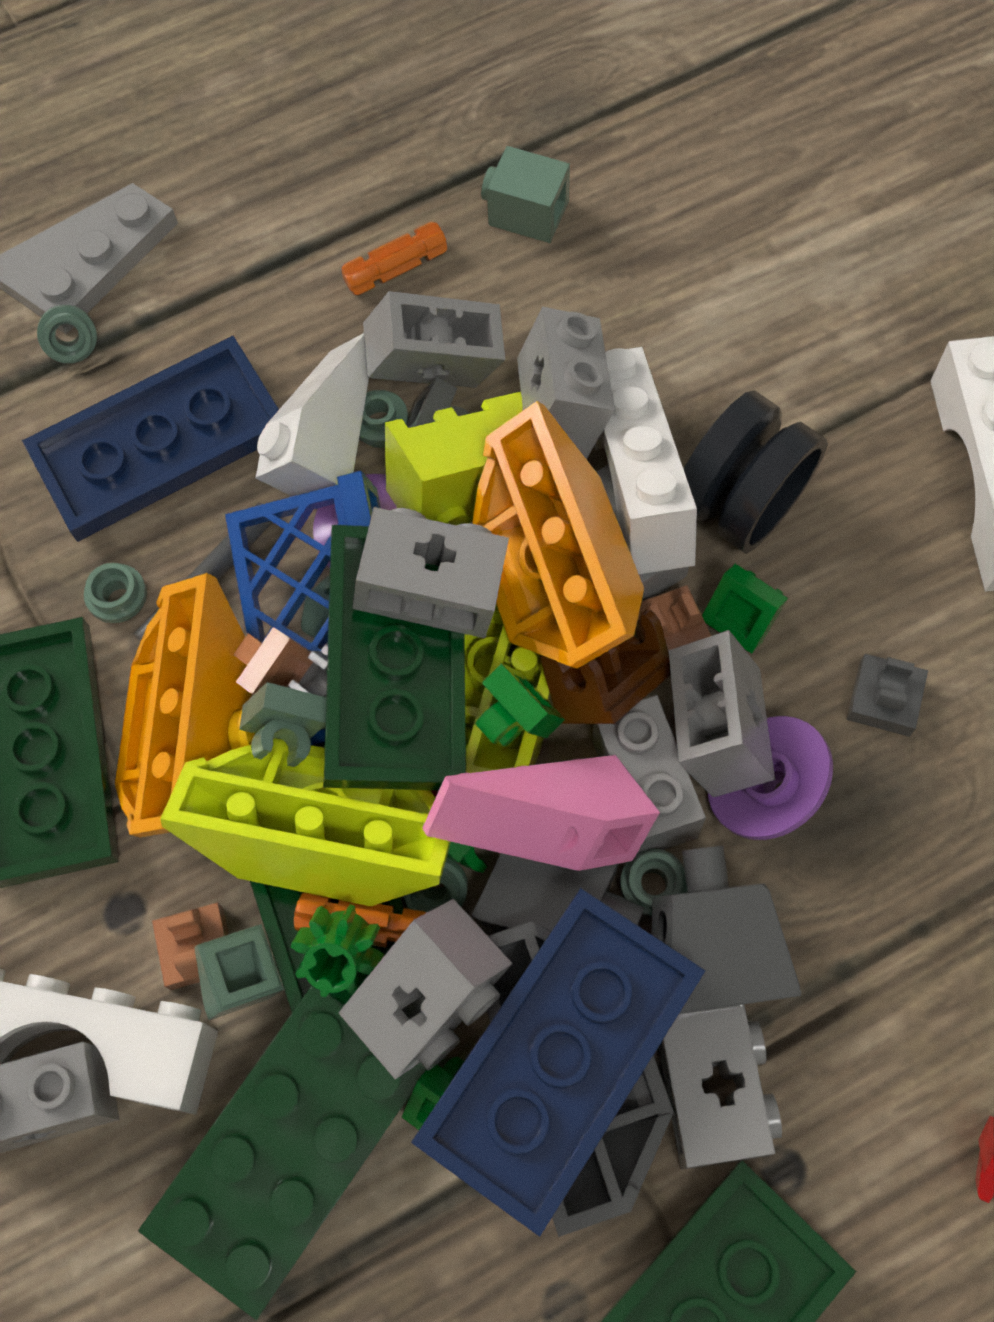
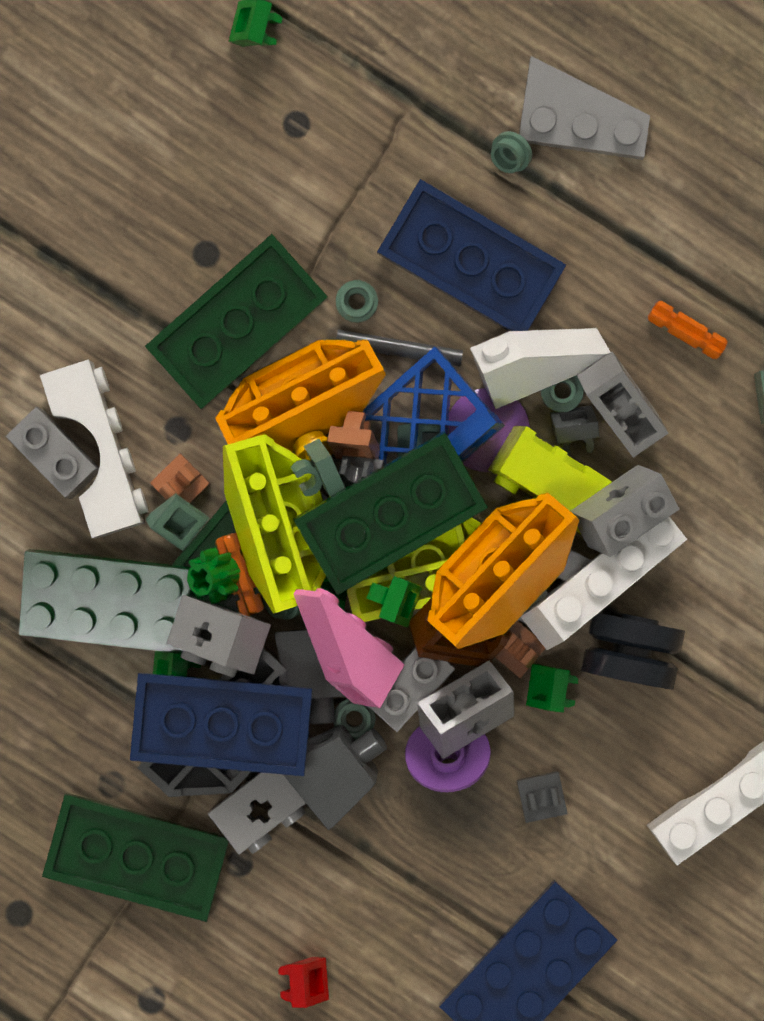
camera: 60 degrees right, 20 degrees up
(398, 586) = (440, 536): light grey brick -> none

